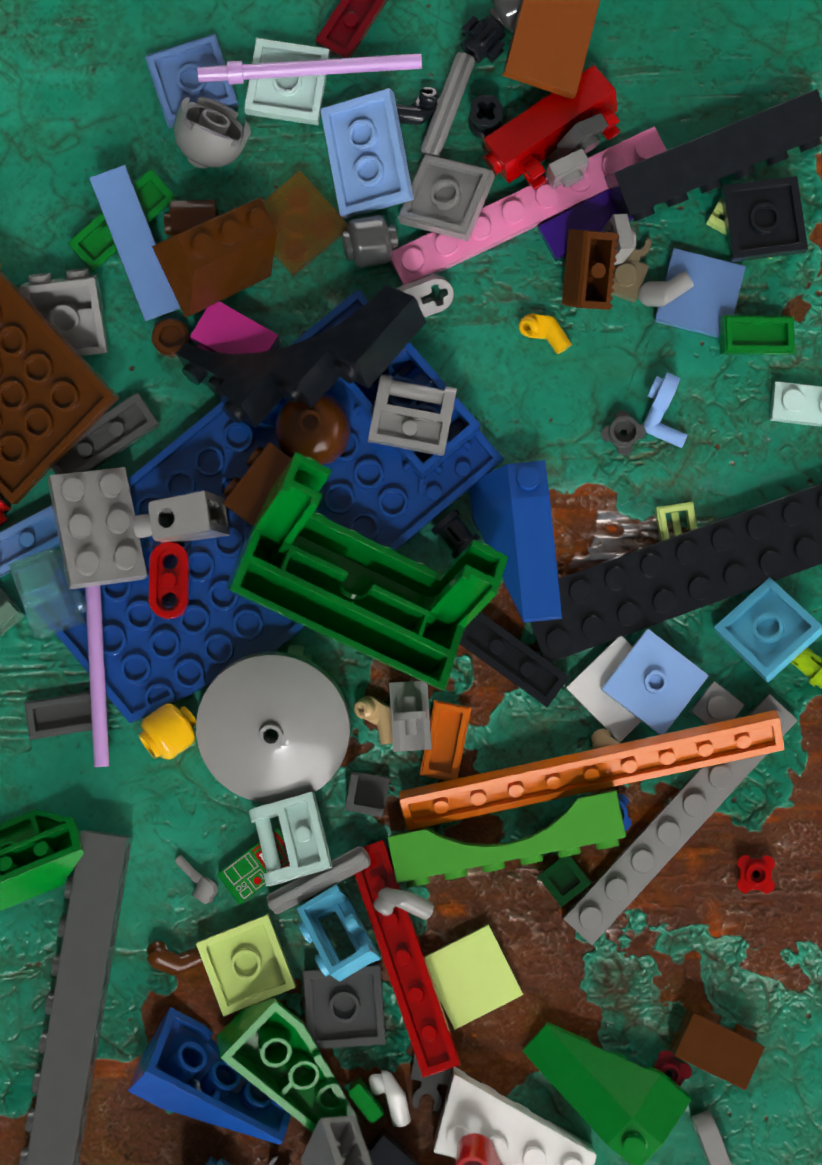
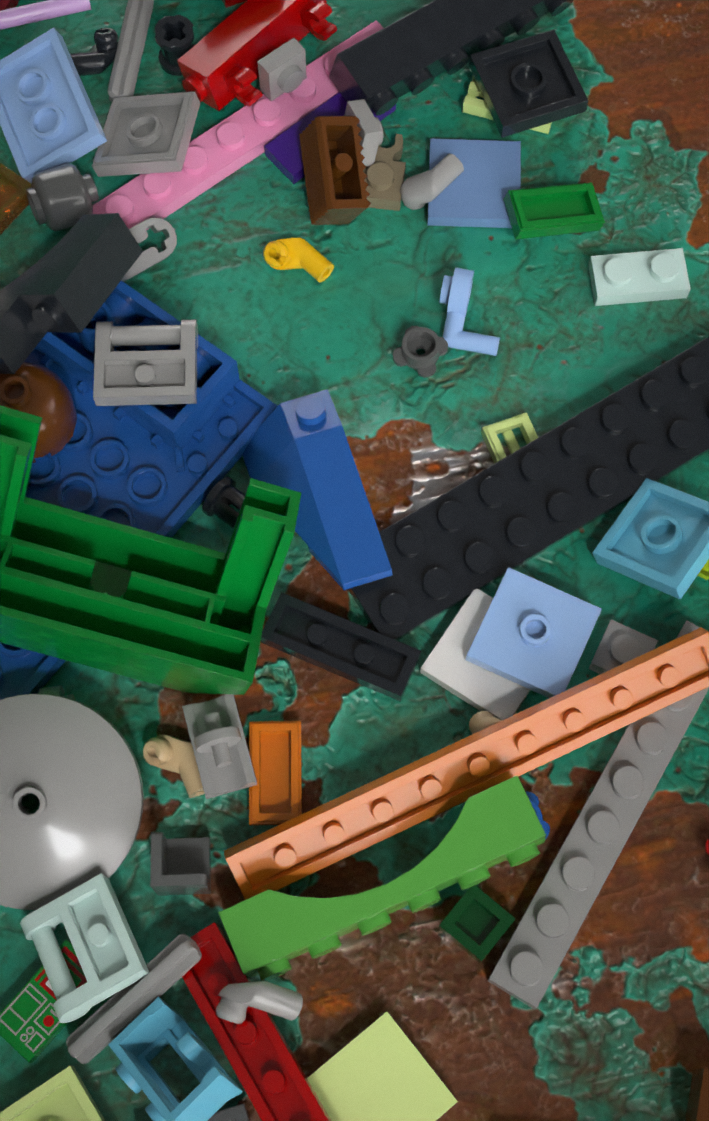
camera: 10 degrees left, 15 degrees down
(581, 135) = (292, 23): dark grey plate -> none

